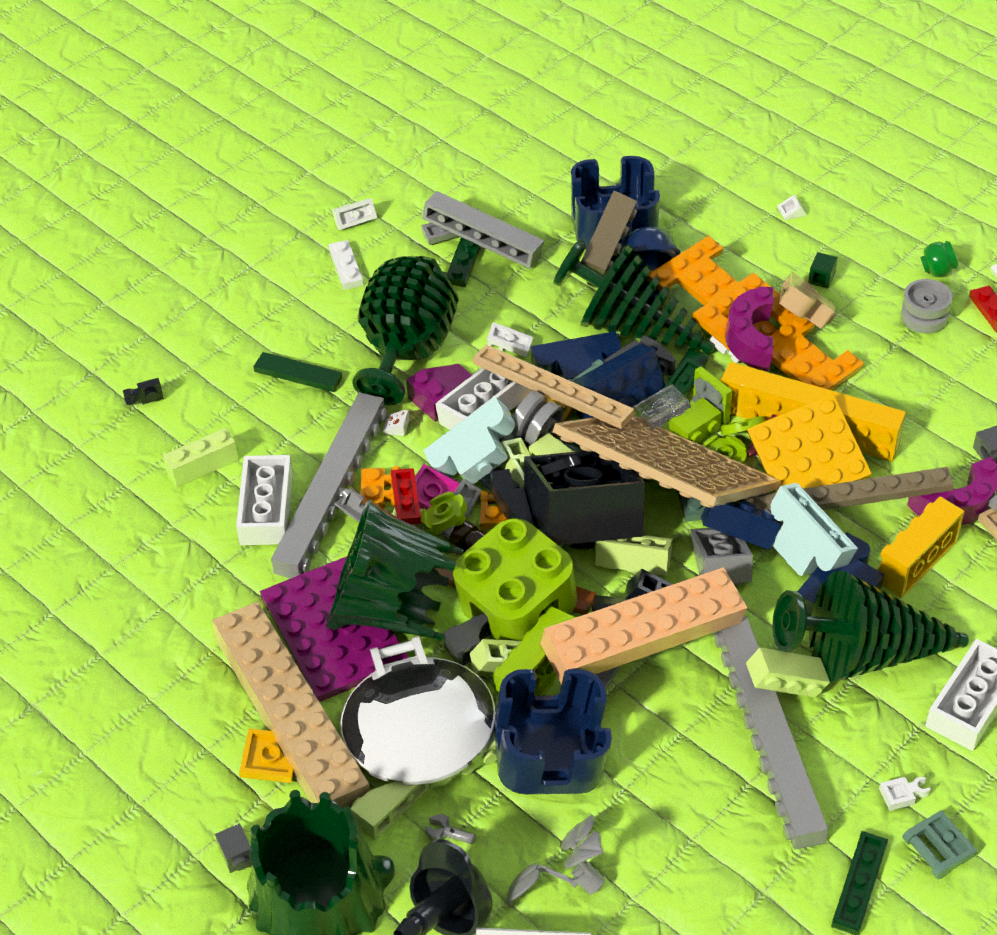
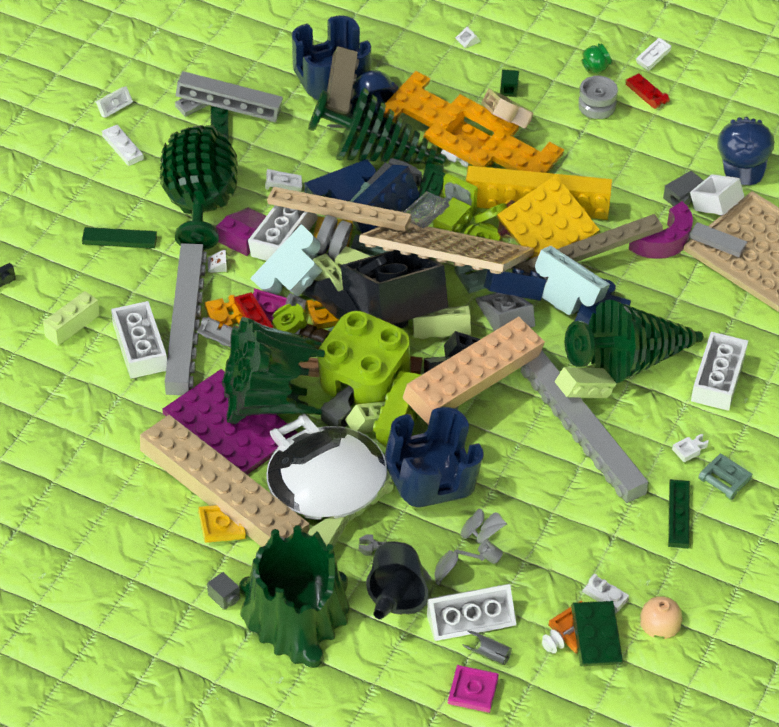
camera: 20 degrees left, 0 degrees up
(740, 334) = (468, 143): magenta brick -> none
(920, 546) = (650, 274): yellow brick -> none

